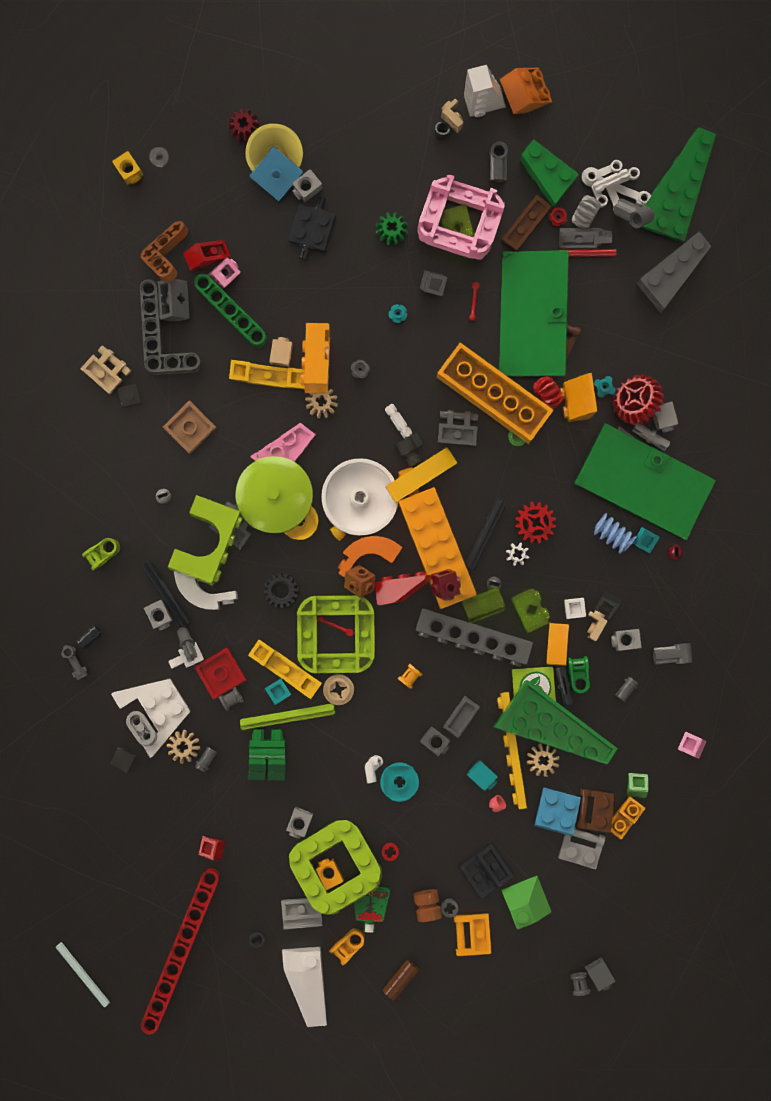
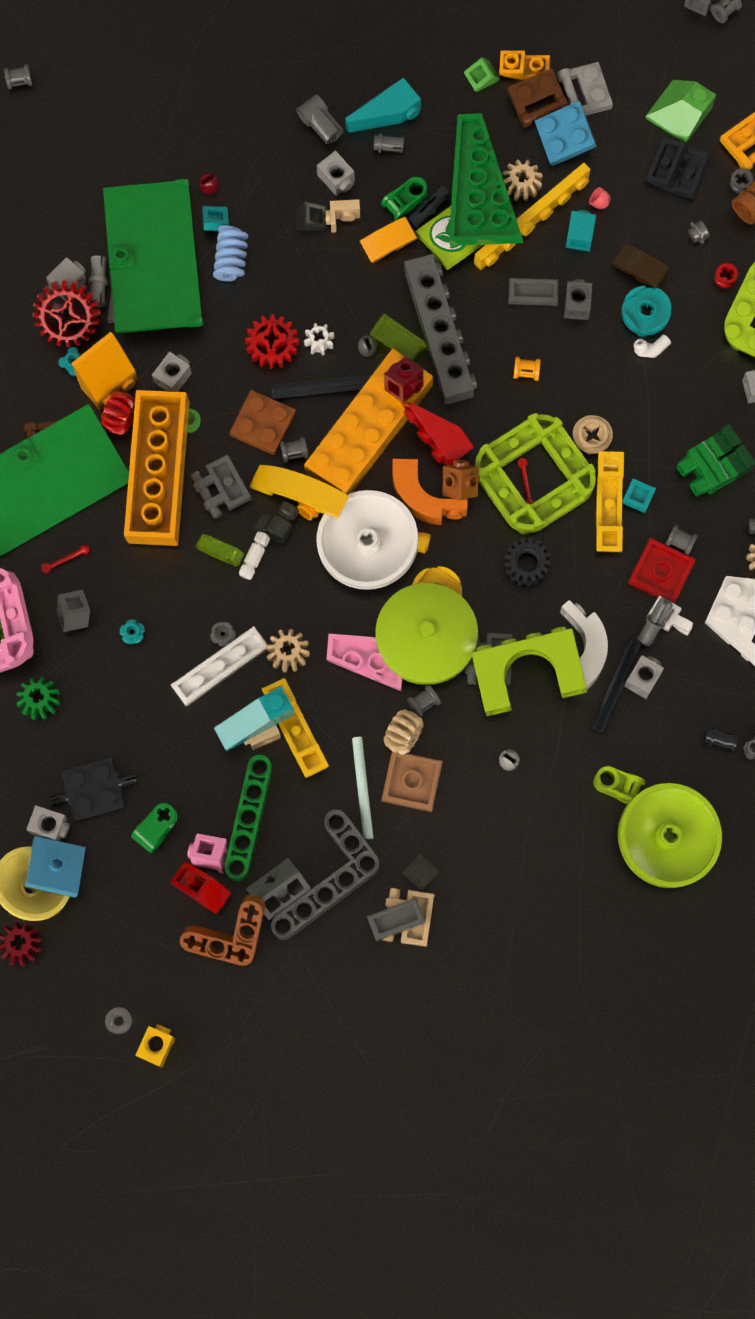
camera: 120 degrees left, 10 degrees down
(48, 561) = (669, 835): none -> lime dish
(107, 359) = (396, 919): none -> dark grey tile
(204, 393) = (362, 788): none -> light aqua bar
(220, 439) = (403, 732): none -> tan gear
(233, 466) = (424, 701): none -> dark grey bush
(262, 249) = (151, 831): none -> green piece
(286, 350) = (255, 718): none -> slope
(287, 716) = (659, 469): lime axle -> none
(316, 358) = (244, 681): light orange wedge -> none
(340, 355) = (219, 666): none -> white tile
(415, 400) = (219, 550): none -> clear neon green beam
(431, 798) = (641, 265): none -> dark brown slope
(431, 853) = (698, 232): none -> flat silver plate
(452, 490) = (294, 449): none -> dark grey bush
(484, 482) = (262, 422): none -> dark orange plate
(529, 621) = (369, 302): clear neon green brick -> none
(555, 436) = (168, 382): none -> light grey brick
(575, 608) = (337, 246): white plate -> none
(651, 707) = (386, 109): none -> teal slope
(692, 745) = (403, 47): bright pink slope -> none

